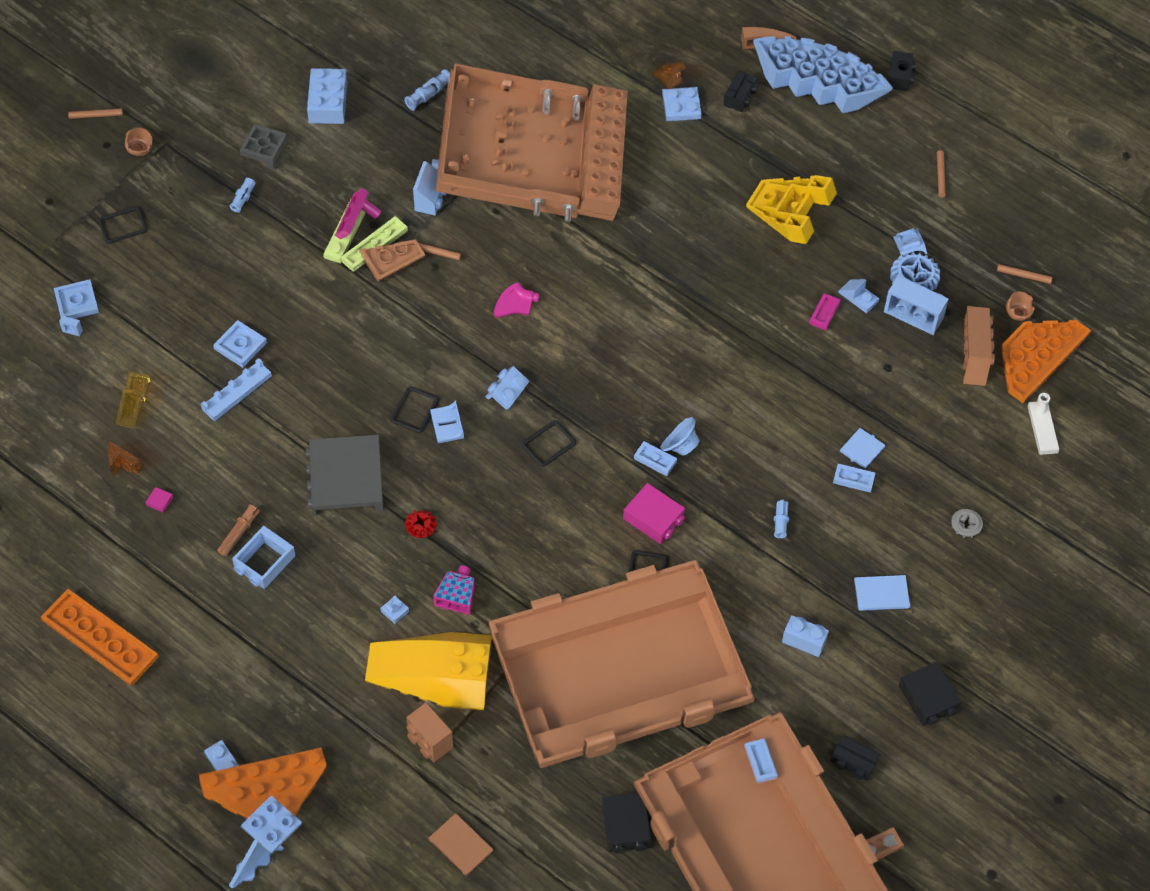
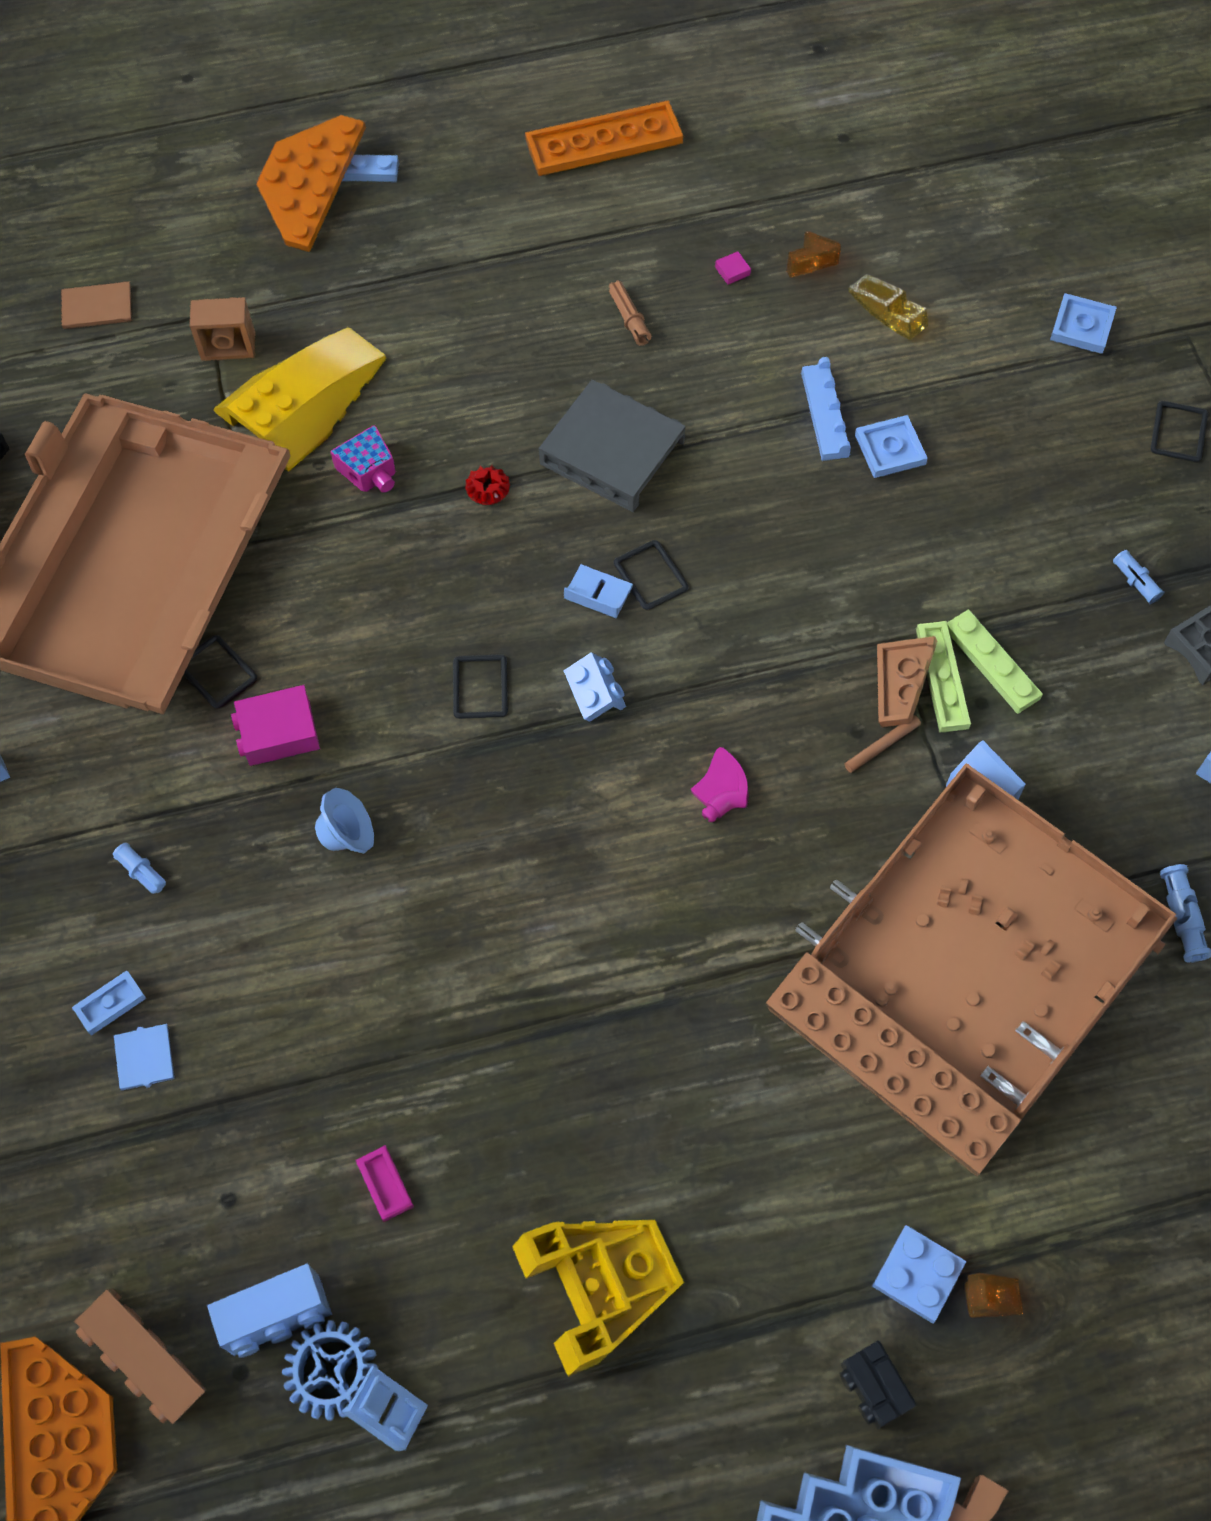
camera: 130 degrees right, 5 degrees up
(70, 325) = (1045, 298): light blue tile -> none
(270, 828) = (243, 129): light blue piece -> none
(278, 544) = (577, 332): light blue window -> none
(351, 214) = (1021, 684): dark pink piece -> none
(394, 609) = (403, 397): light blue tile -> none
(655, 458) = (357, 779): light blue plate -> none
(856, 293) = (371, 1256): light blue slope -> none
(1020, 306) = (141, 1486): nougat hair -> none

